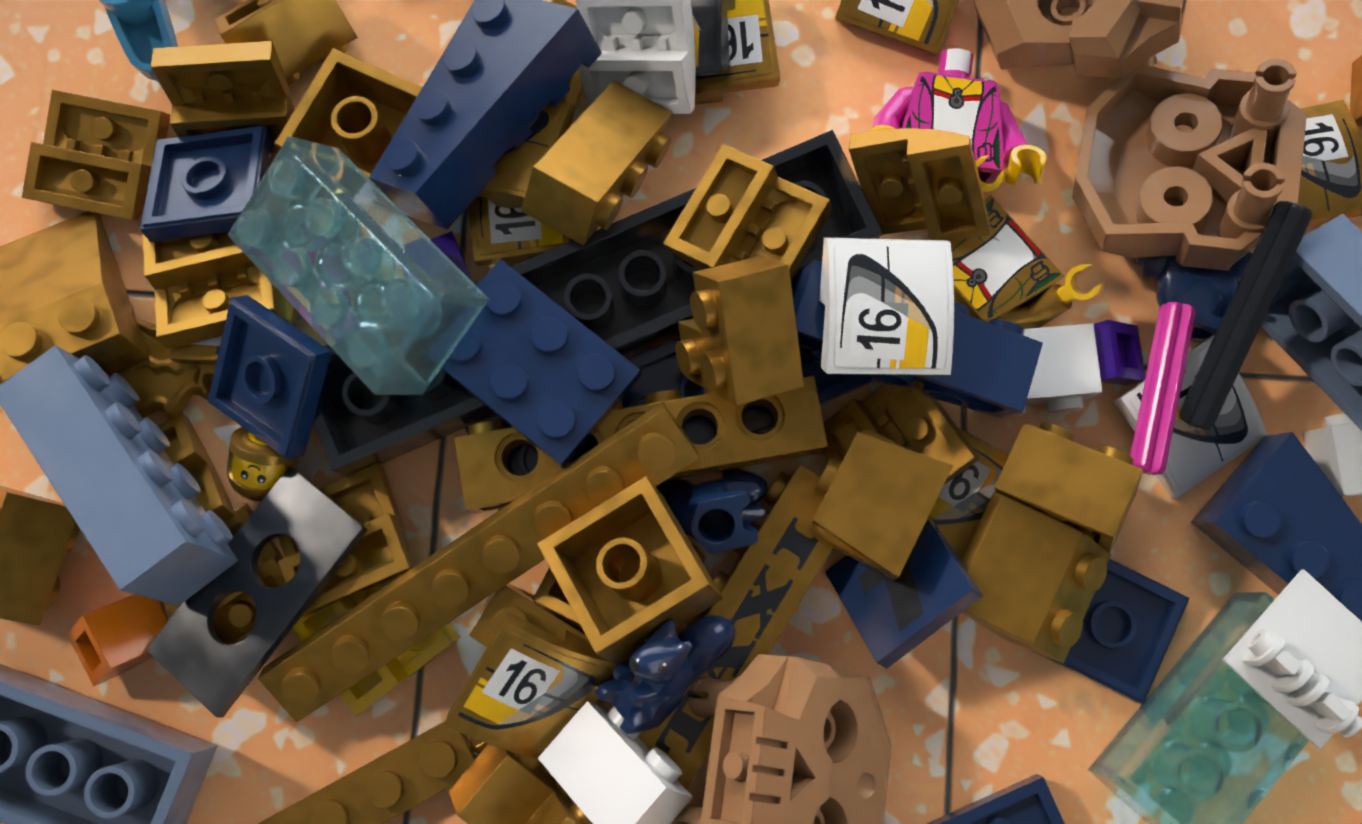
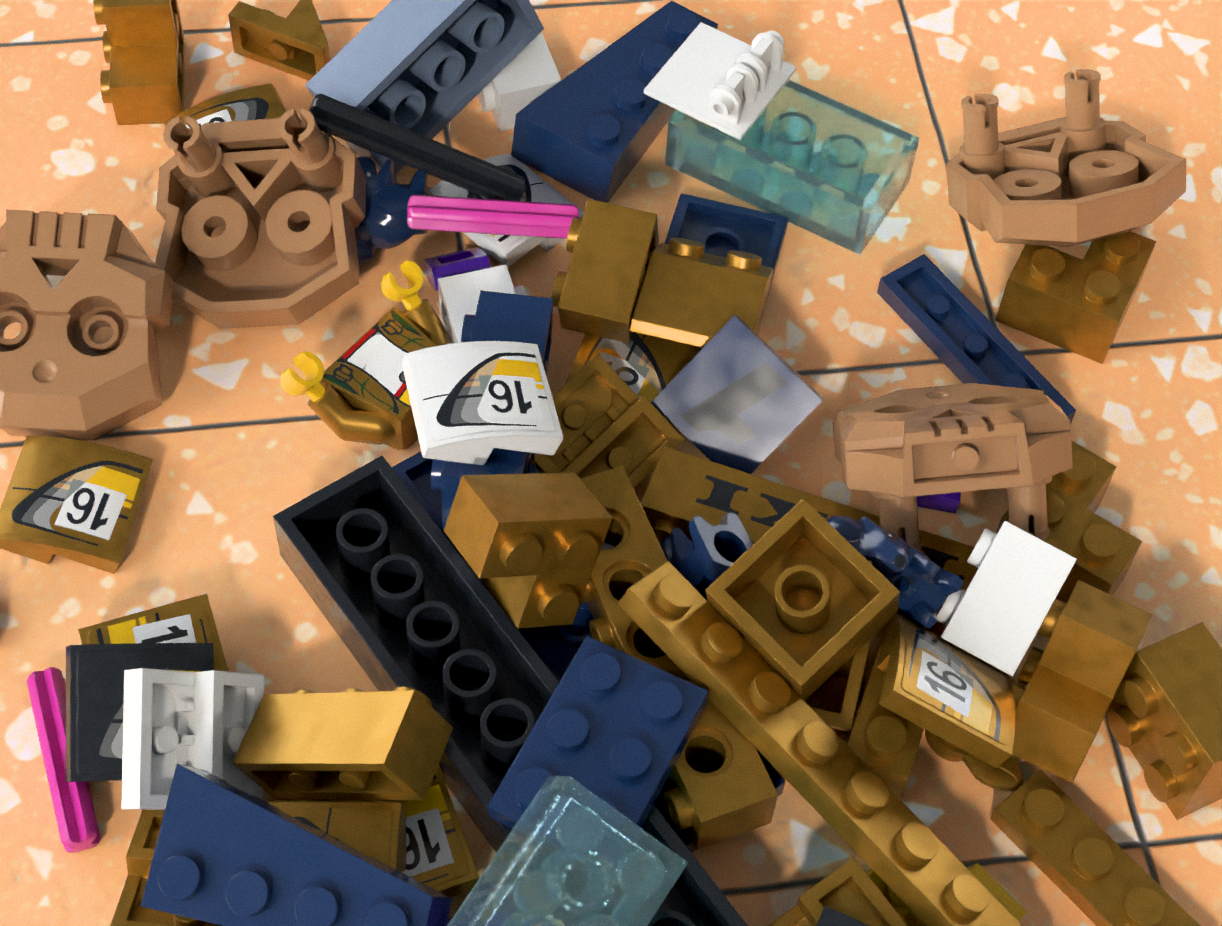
camera: 100 degrees left, 25 degrees down
(745, 214) = (395, 572): pearl gold slope -> none
(877, 501) = (667, 415): pearl gold torso -> none
(921, 182) = (321, 417): pearl gold slope -> none
(966, 107) = (242, 428): torso -> none

